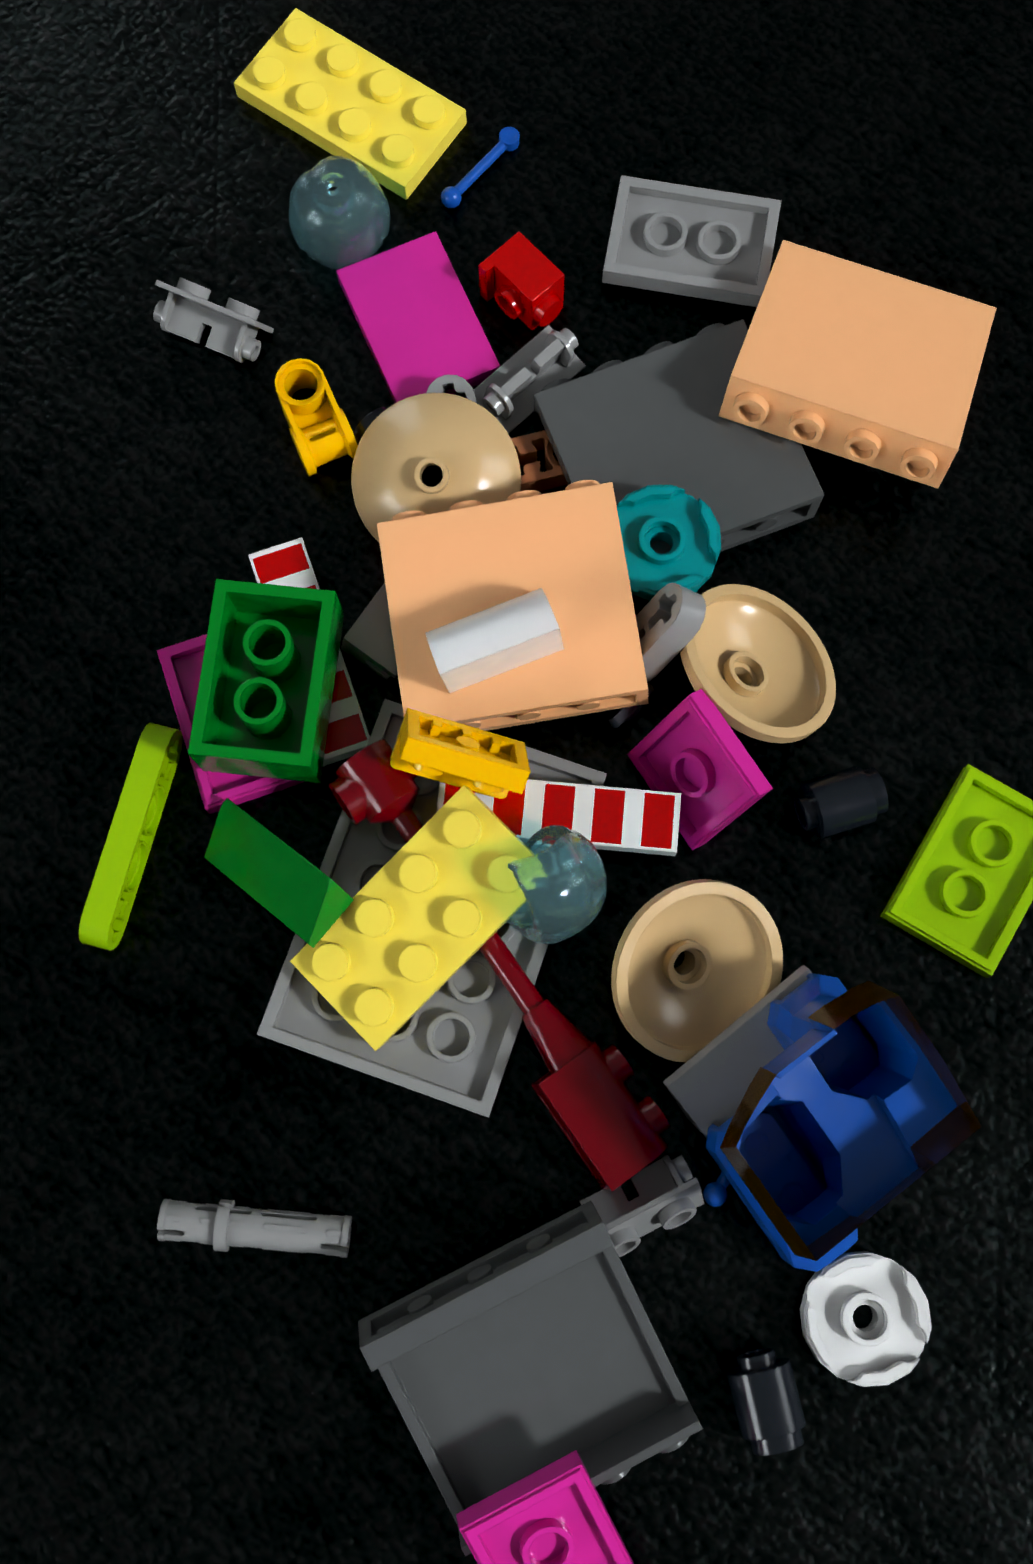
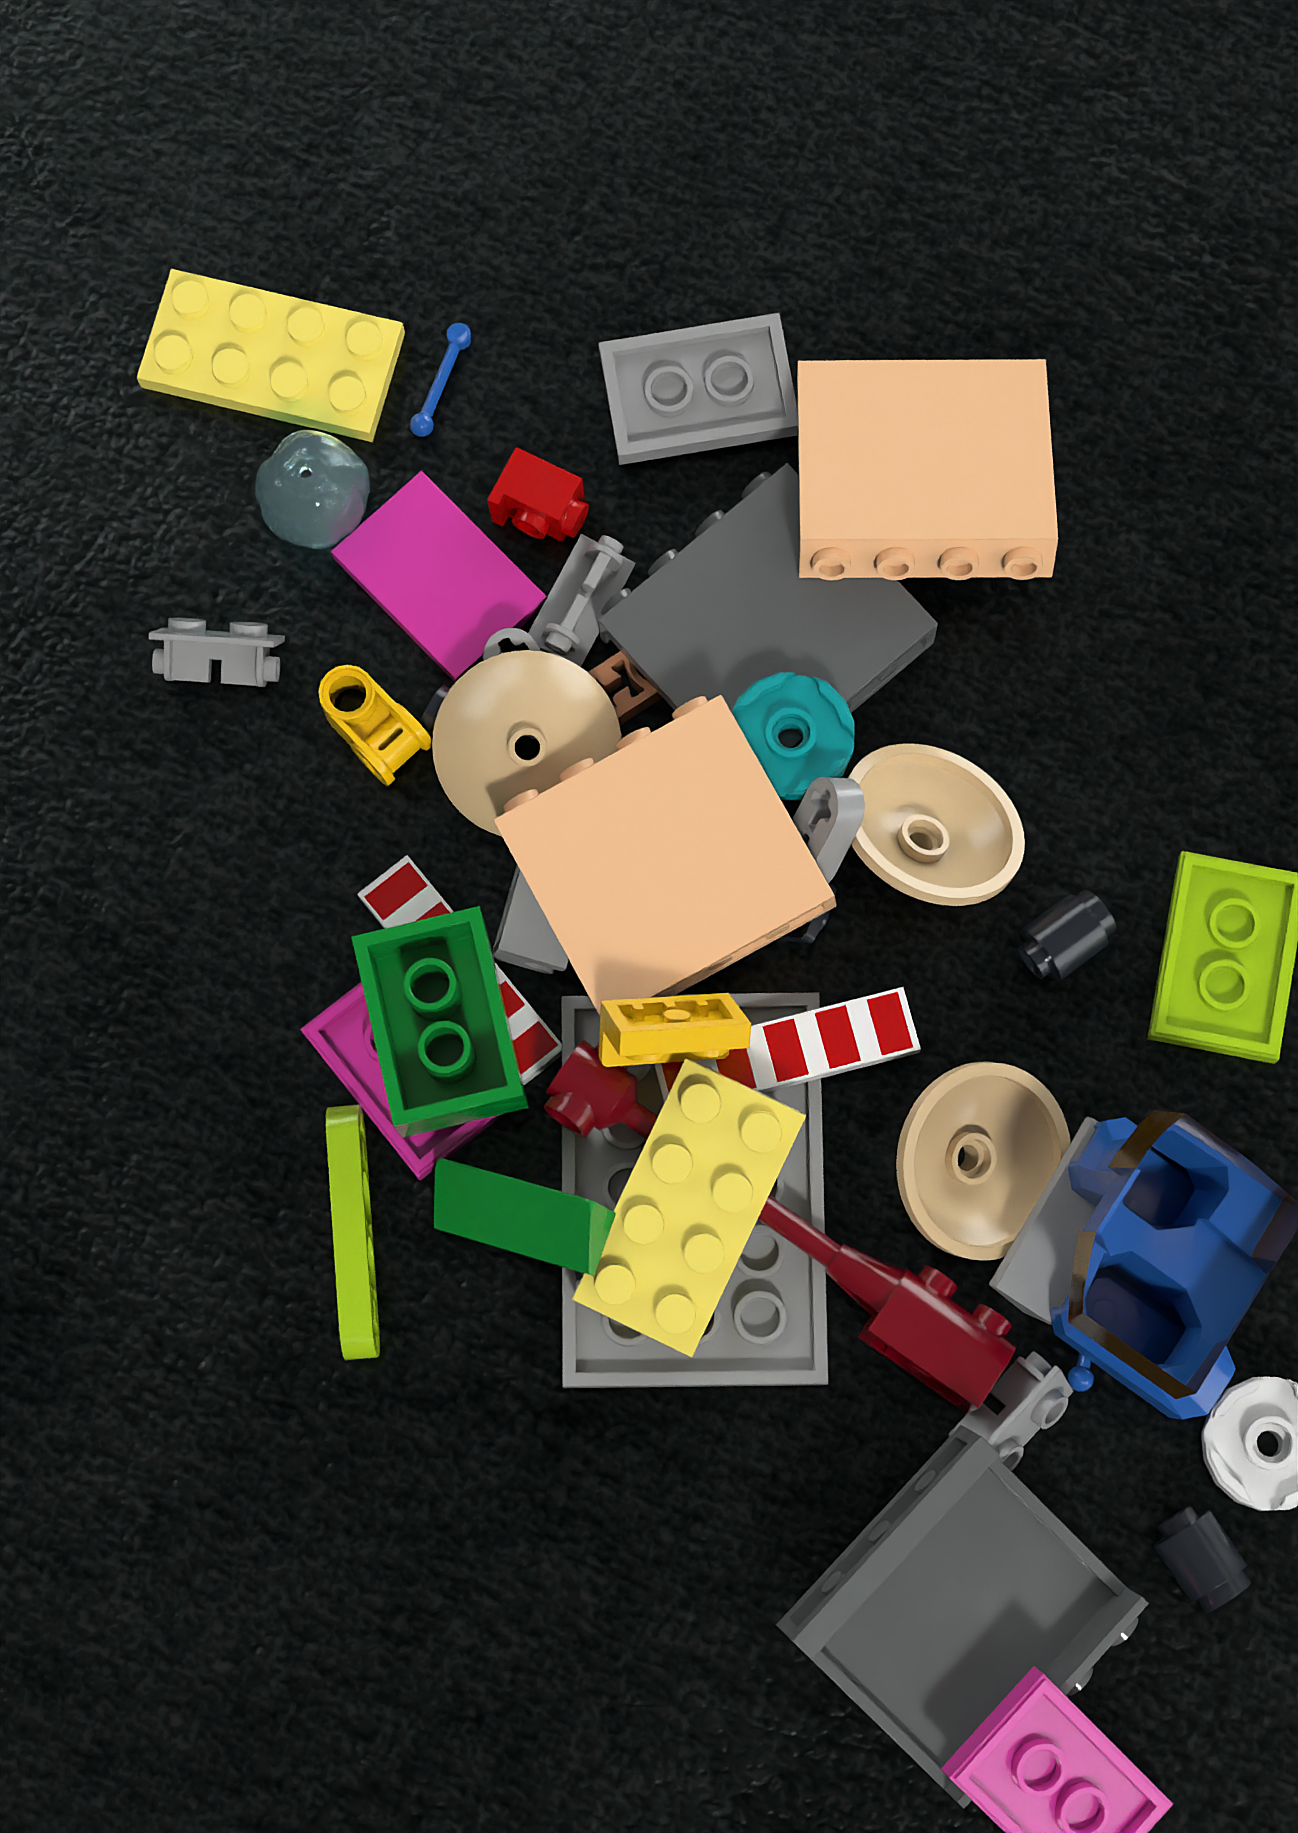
camera: 15 degrees left, 0 degrees up
(255, 1228) = (634, 1579): light grey pin -> none
(495, 640) = (664, 900): white brick -> none
(561, 885) = (820, 1124): clear light blue piece -> none
(705, 762) = (912, 947): dark pink tile -> none

